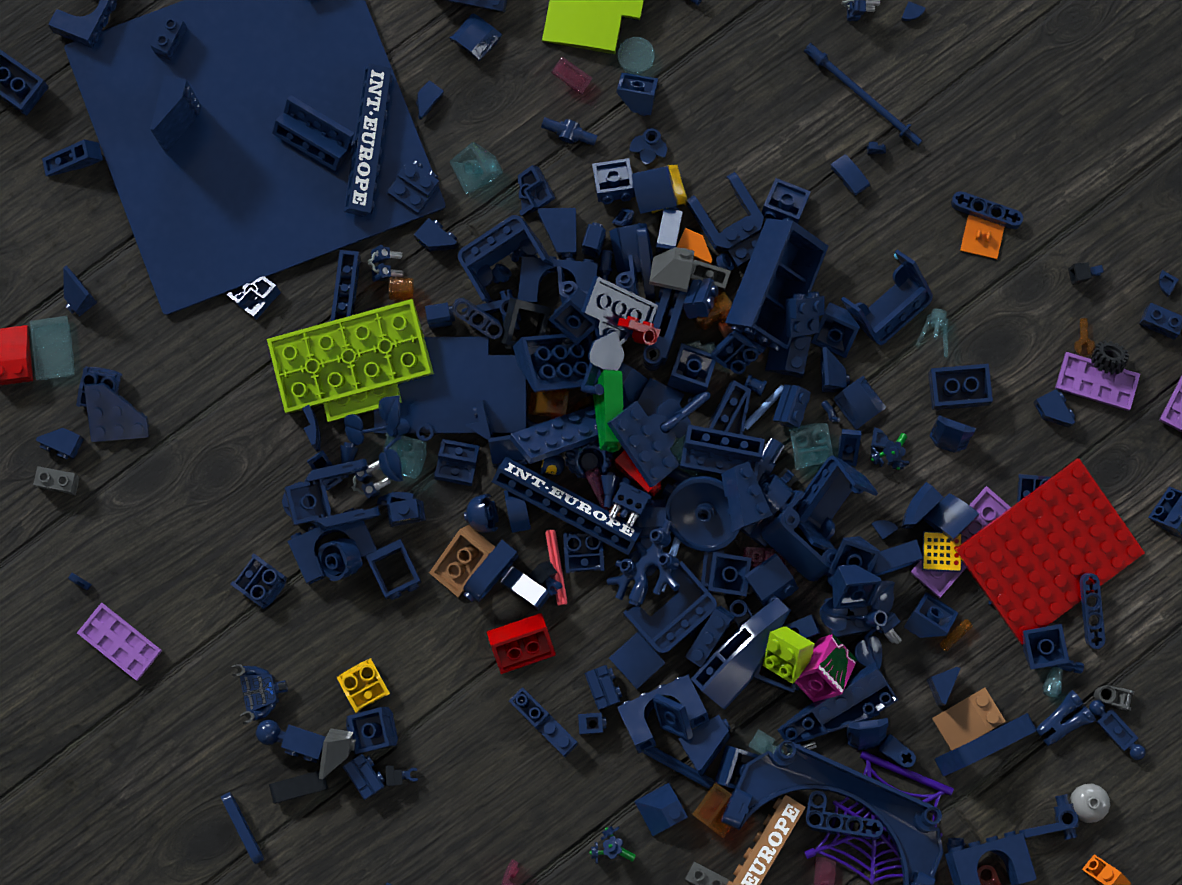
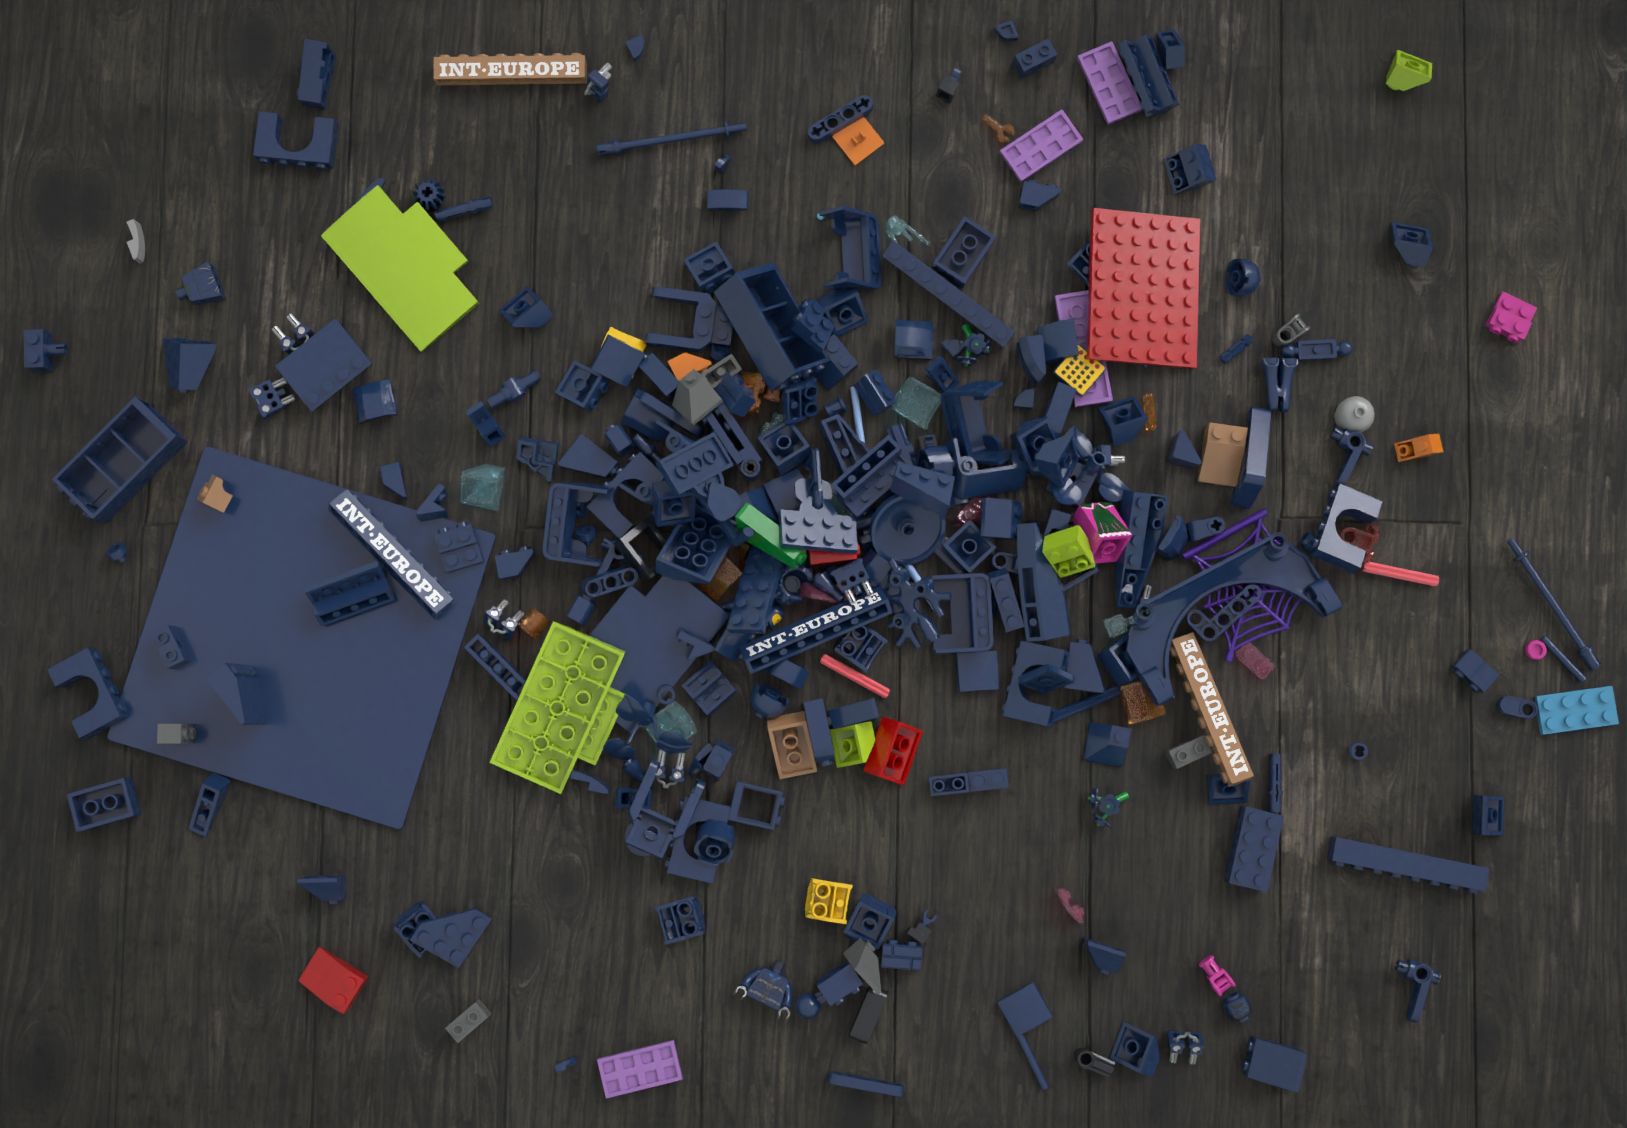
camera: 60 degrees left, 5 degrees up
(52, 348) = (354, 940): clear light blue piece -> none
(61, 440) = (439, 991): dark blue slope -> none
(106, 91) = (175, 733): none -> dark grey brick
(255, 296) = (445, 743): dark blue slope -> none
(428, 140) = (430, 508): none -> dark blue slope
(501, 606) = (852, 743): none -> lime slope
(525, 131) = (485, 423): none -> dark blue brick
(543, 574) = (854, 690): black piece -> none
(571, 75) = (469, 351): clear pink plate -> none
(584, 720) = (999, 753): dark blue brick -> none
(602, 687) = (978, 714): dark blue brick -> none
(624, 218) = (619, 402): dark blue slope -> none
(636, 55) = (494, 287): clear light blue tile -> none
(640, 330) = (729, 461): red plate -> none
(647, 148) = (579, 338): dark blue plate -> none
(830, 410) = (901, 366): dark blue piece -> none
(832, 373) = (873, 340): dark blue slope -> none
(917, 402) = (948, 294): none -> dark blue brick
(951, 434) = (995, 289): dark blue slope -> none
(1045, 646) = (1214, 352): dark blue slope -> none
(1053, 683) = (1244, 368): clear light blue cone -> none
(1094, 610) = (1215, 290): dark blue beam -> none
(1109, 357) = (1032, 121): black tyre -> none
(1126, 624) = (1242, 277): none -> dark blue cylinder

